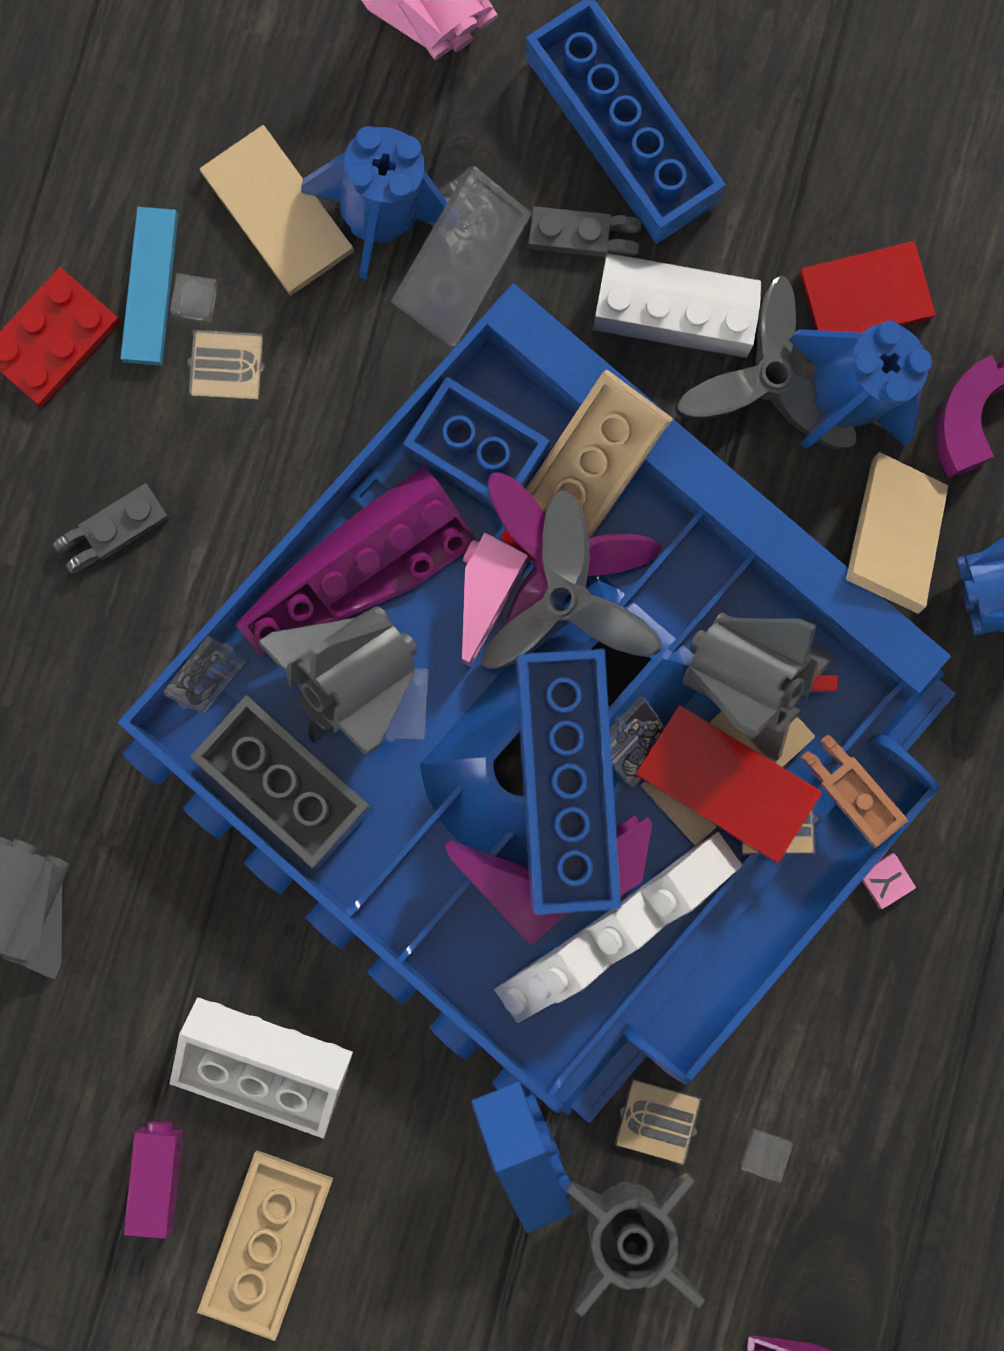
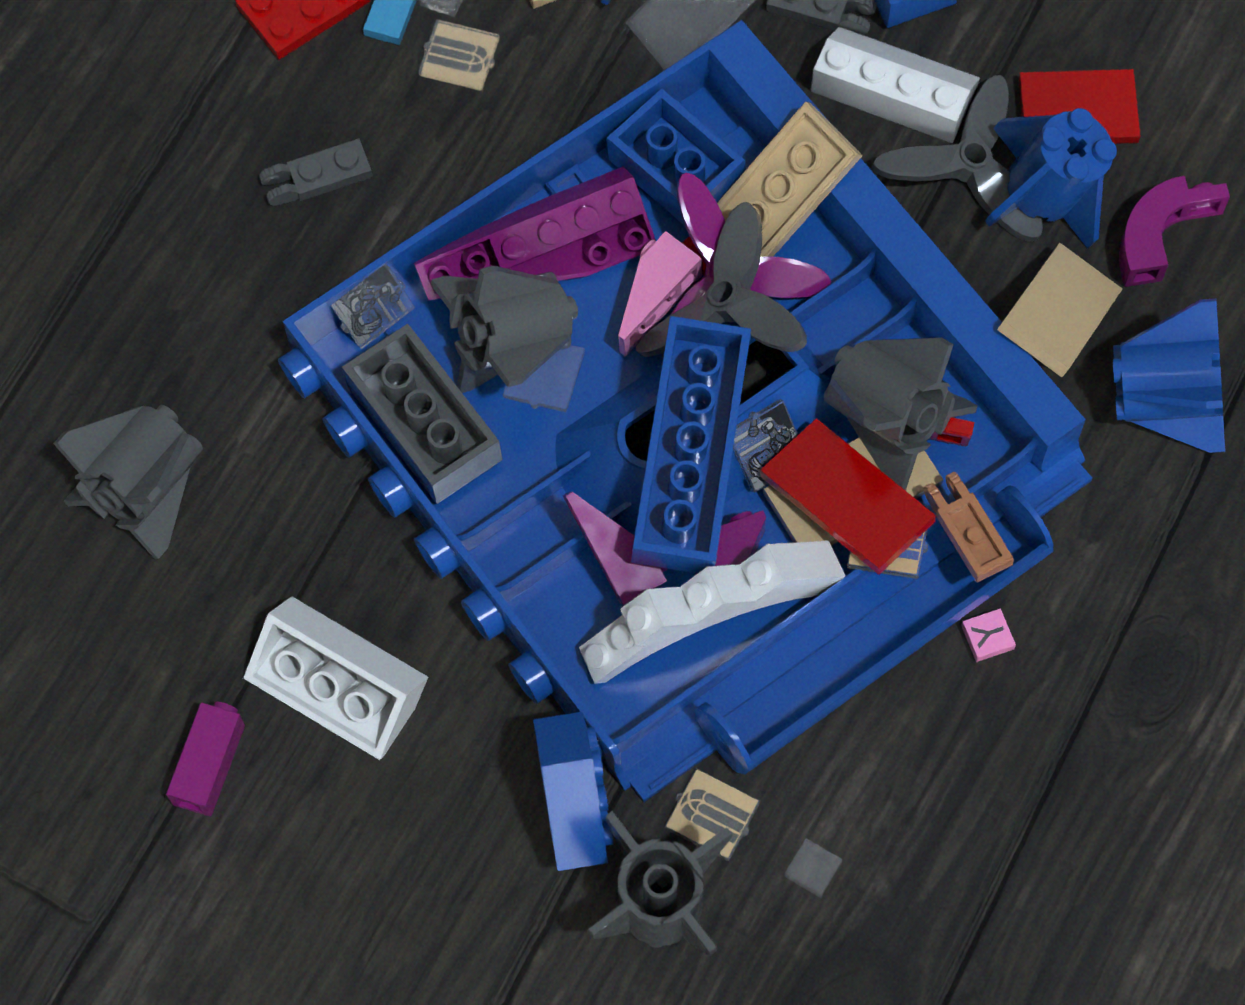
camera: 15 degrees right, 15 degrees down
(265, 1245) = (298, 847): tan tile -> none

